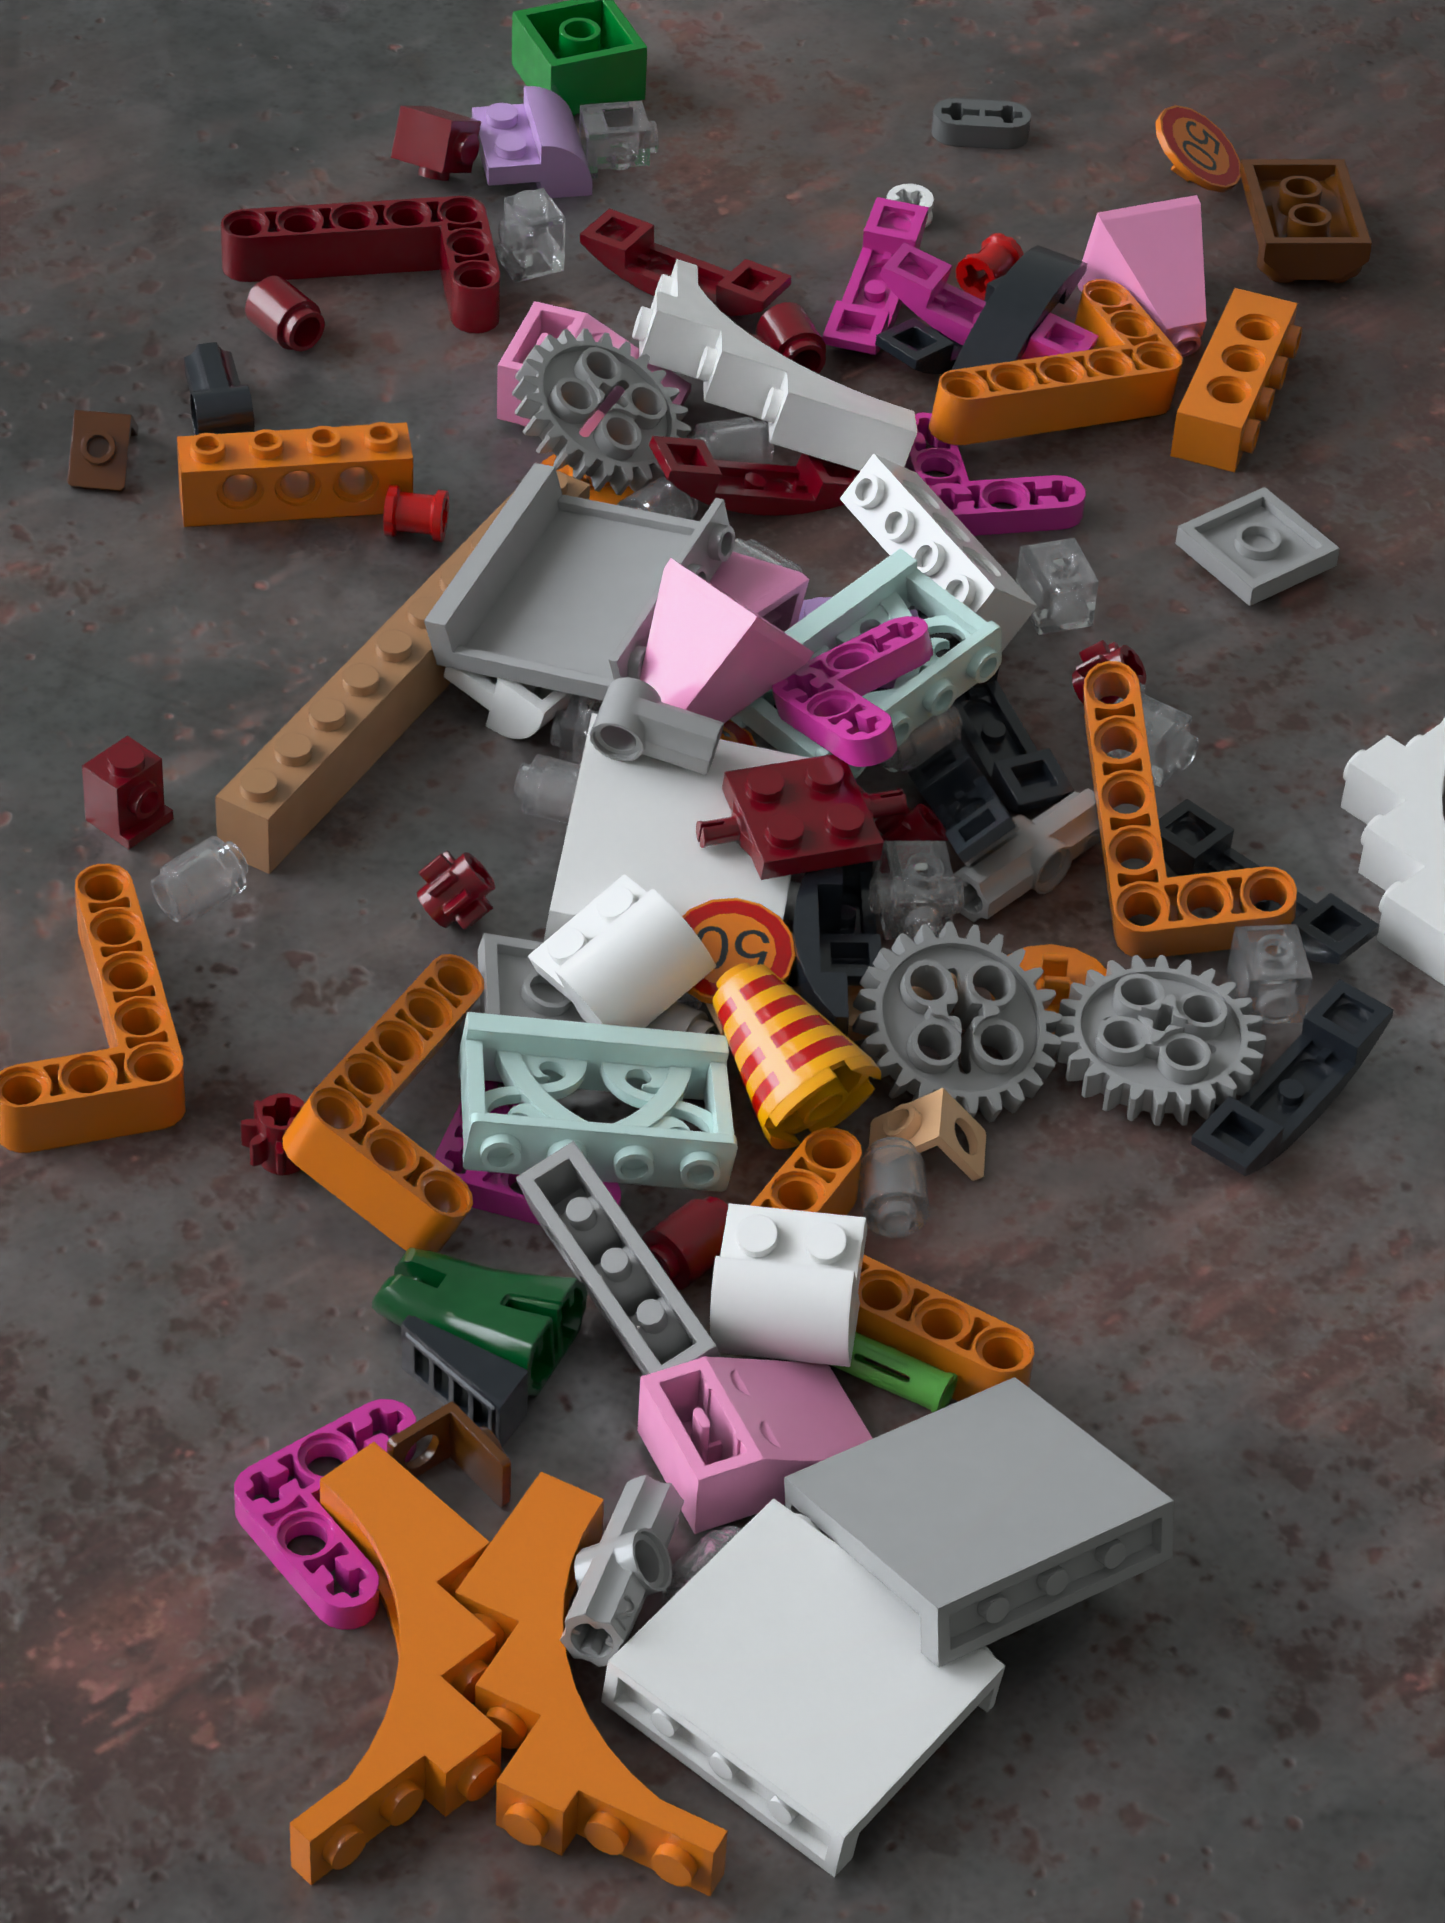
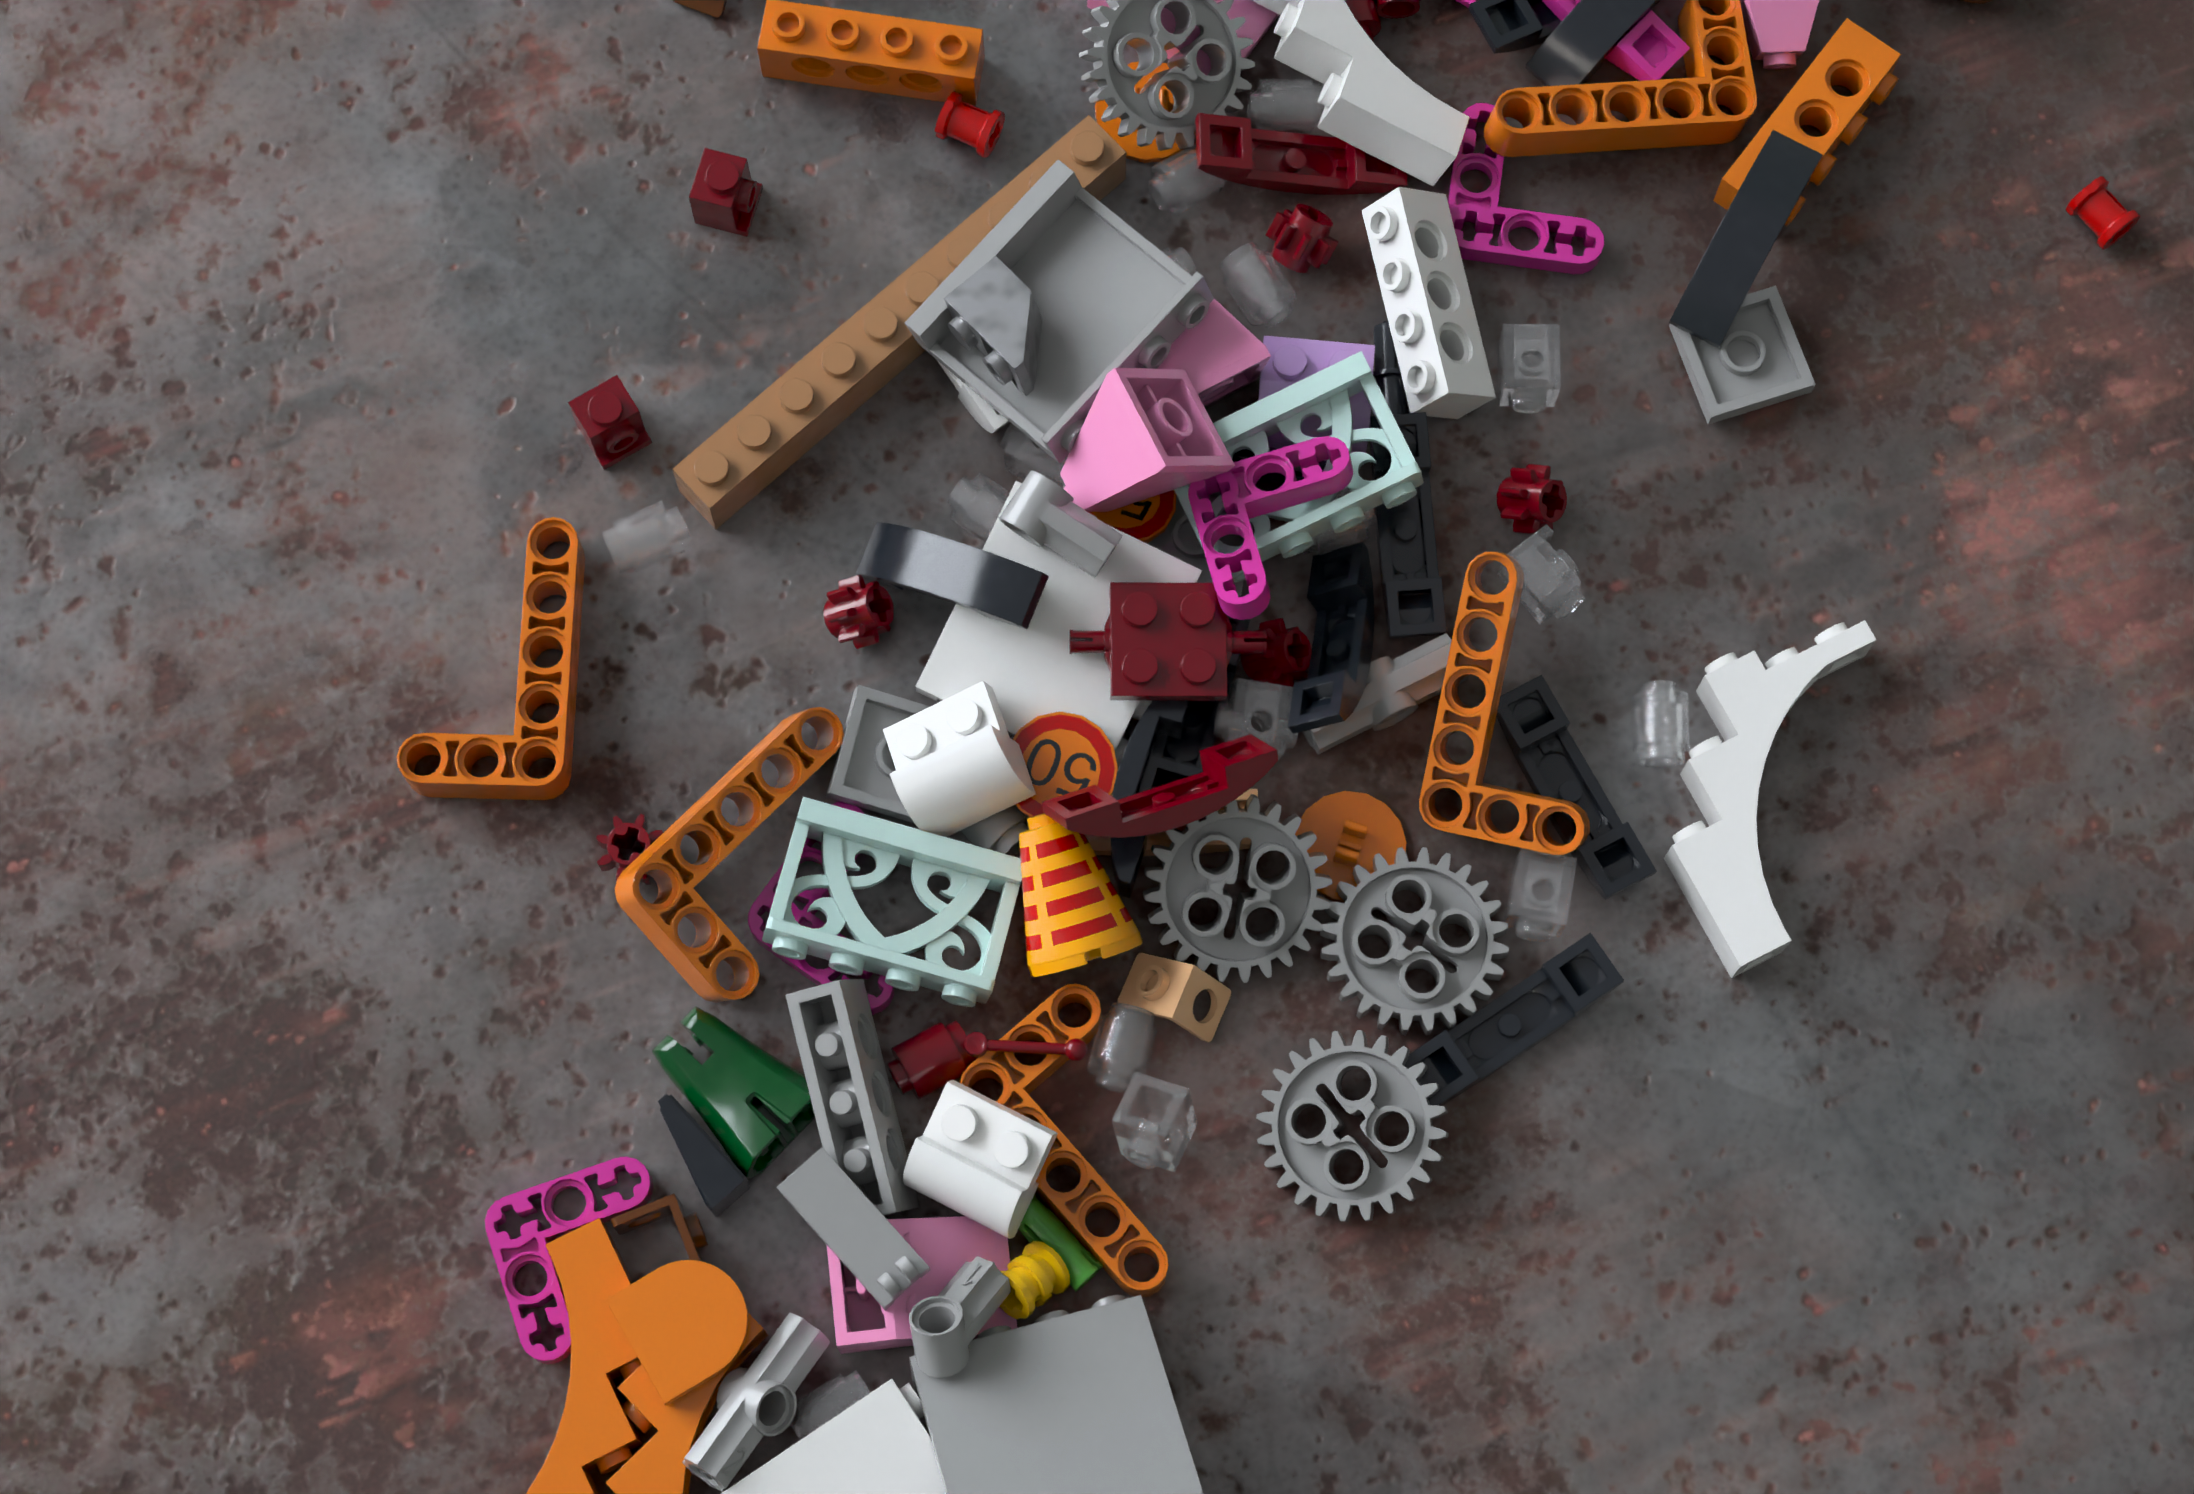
camera: 20 degrees right, 30 degrees up
(183, 600) = (724, 193): none -> dark red brick
(510, 1507) = (682, 1324): none -> orange tile
(521, 597) = (1001, 320): none -> flat silver slope
(543, 801) = (953, 573): none -> black slope
(675, 1363) = (853, 1228): none -> light grey hinge
(790, 529) = (1302, 238): none -> dark red gear
(806, 943) = (1226, 775): none -> dark red slope
(820, 1421) = (949, 1322): none -> light grey piece
(848, 1176) = (977, 1045): none -> dark red hinge
(885, 1399) = (1033, 1279): none -> yellow bush
(960, 1232) = (1154, 1122): none -> clear brick
(1170, 1199) = (1313, 1159): none -> light grey gear
(1220, 450) = (1745, 238): none -> black slope
(1322, 824) = (1660, 724): none -> clear brick

